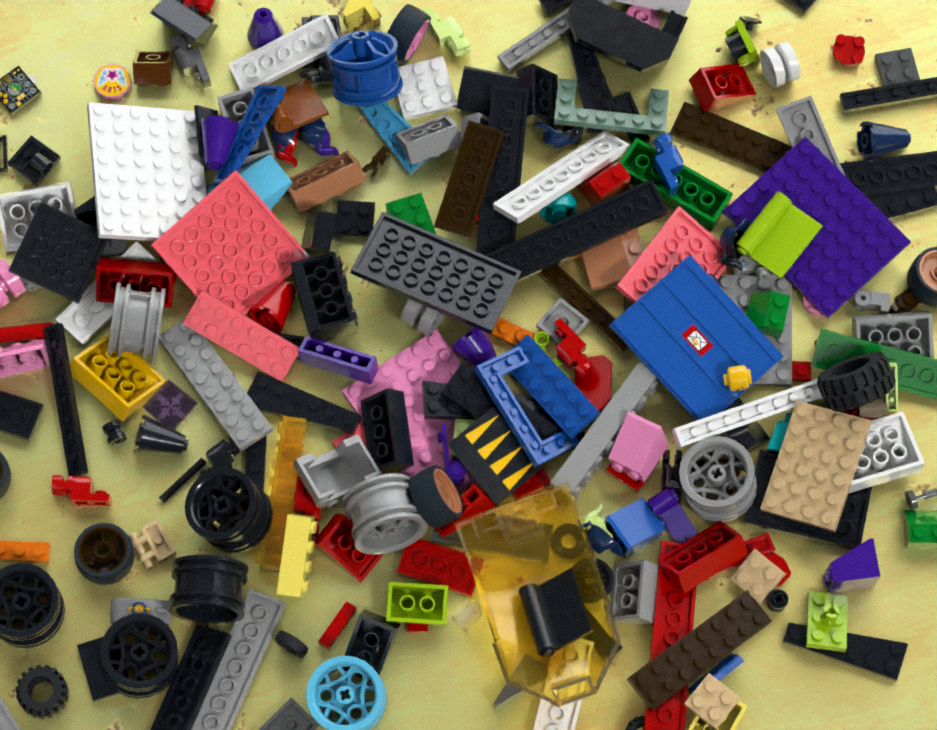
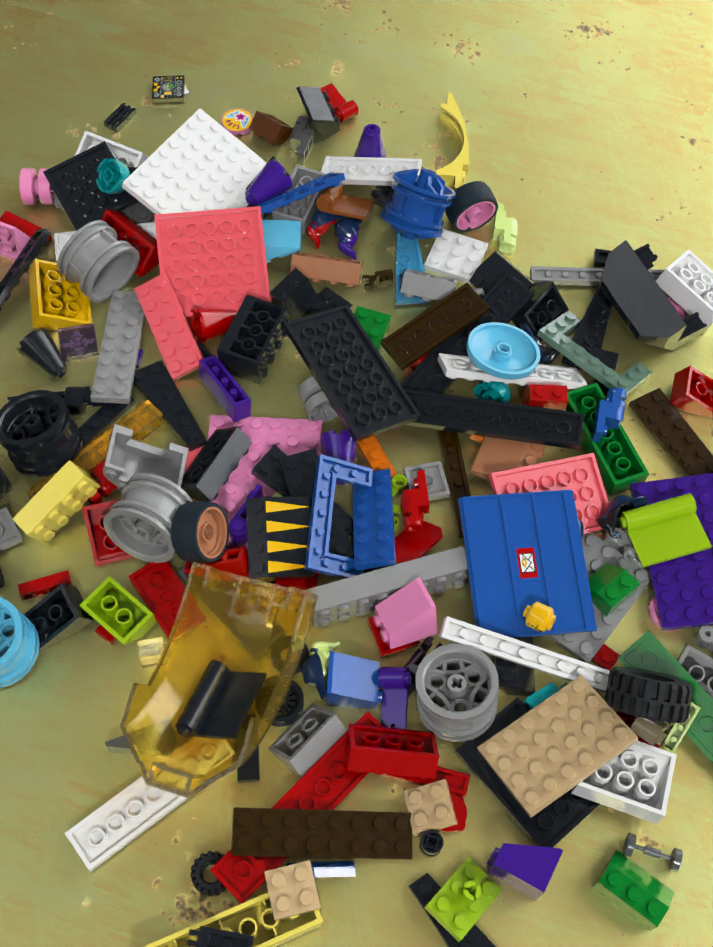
camera: 35 degrees right, 10 degrees down
(34, 160) = (139, 133): black plate -> none
(81, 233) = (111, 175): none -> teal cylinder
(114, 432) = (19, 331): black wheel -> none
(545, 165) = (503, 350): none -> medium azure dish

